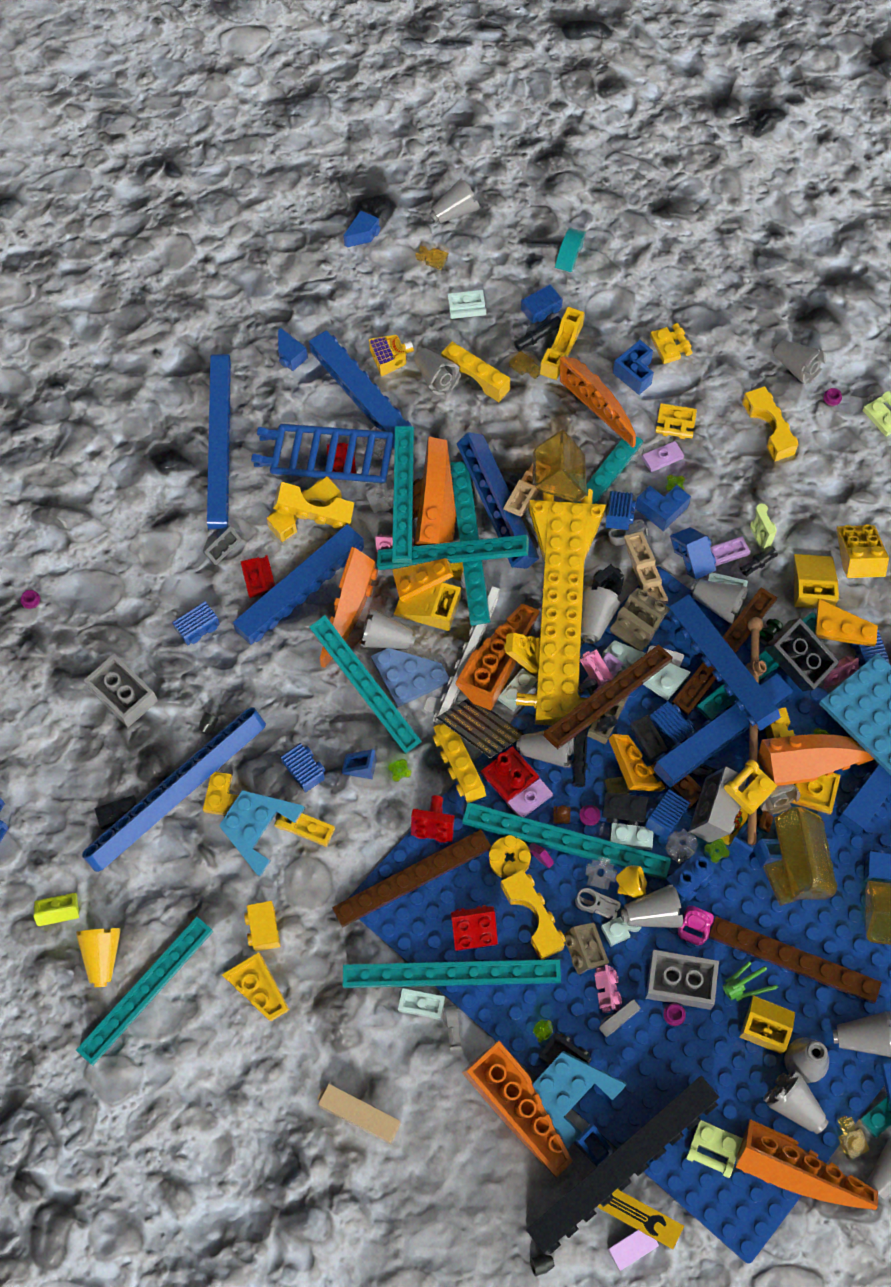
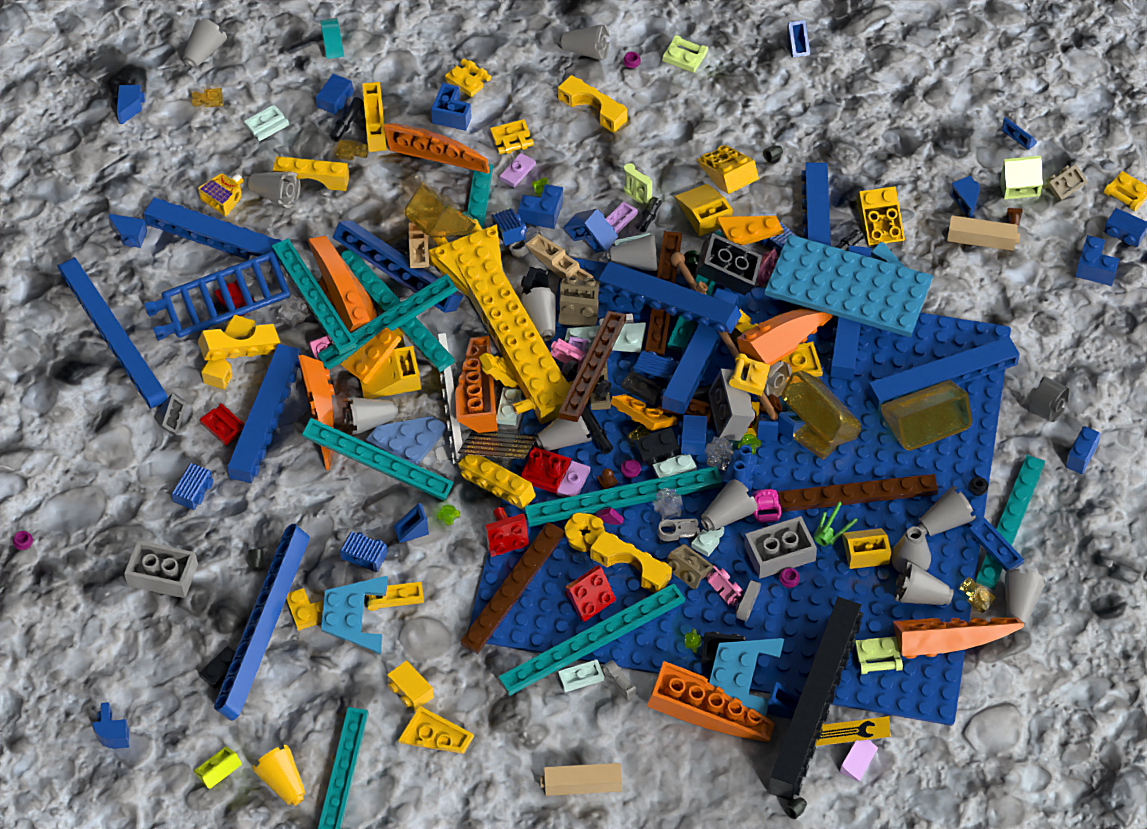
camera: 30 degrees left, 10 degrees down
(632, 881) = (696, 496): yellow piece -> none

